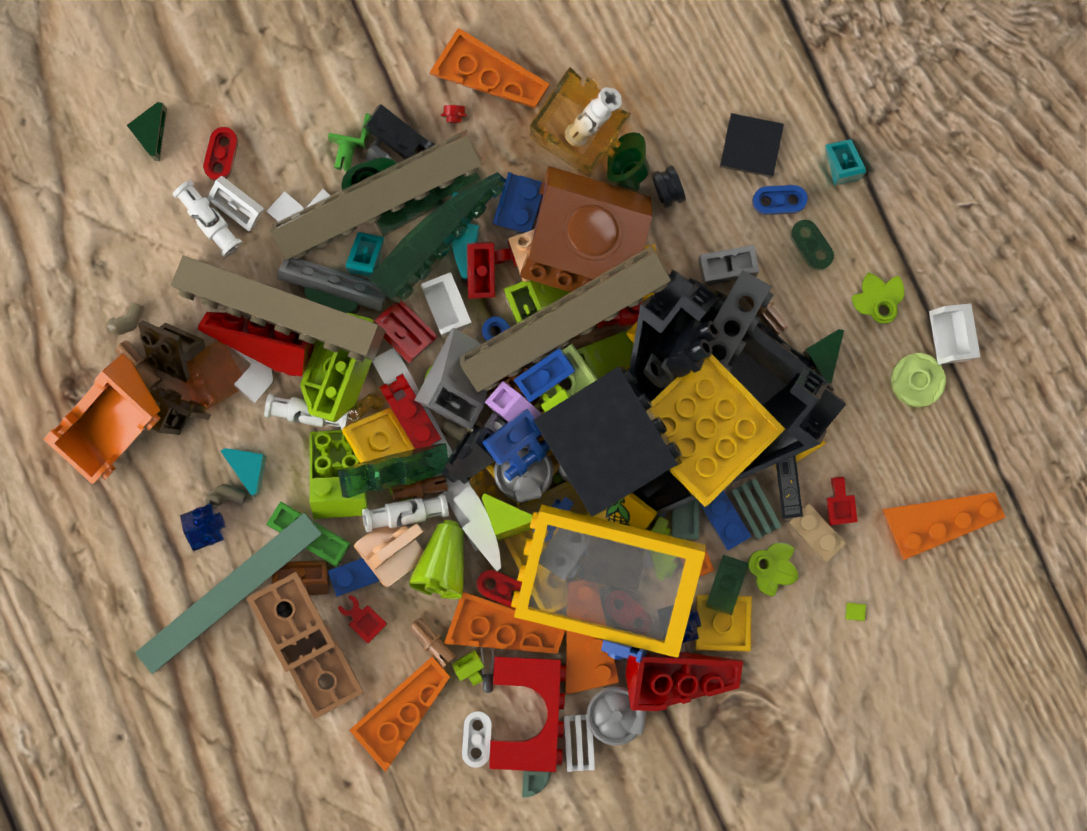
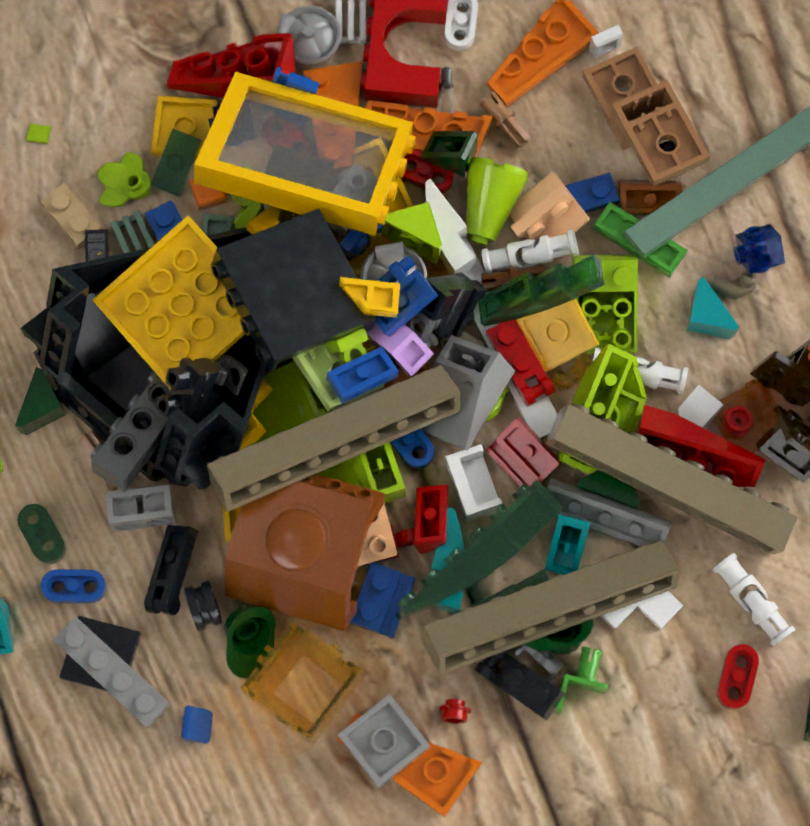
camera: 175 degrees left, 10 degrees down
(221, 378) = (741, 413): none -> red plate
(237, 200) = (720, 615): white tile -> none
(342, 723) = (605, 41): none -> white tile
(365, 622) = (579, 144): red plate -> none
(469, 667) = (466, 91): lime tile -> none
(481, 603) = (451, 150): none -> dark green slope
(510, 81) = (384, 740): none -> light grey plate
(537, 435) = (373, 296): none -> yellow tile
(593, 116) = (285, 684): white piece -> none
(666, 91) = (196, 725): none -> blue slope
(698, 216) = (170, 570): none -> black plate
(740, 128) = (111, 672): none -> light grey plate
(841, 507) = (41, 238): red plate -> none

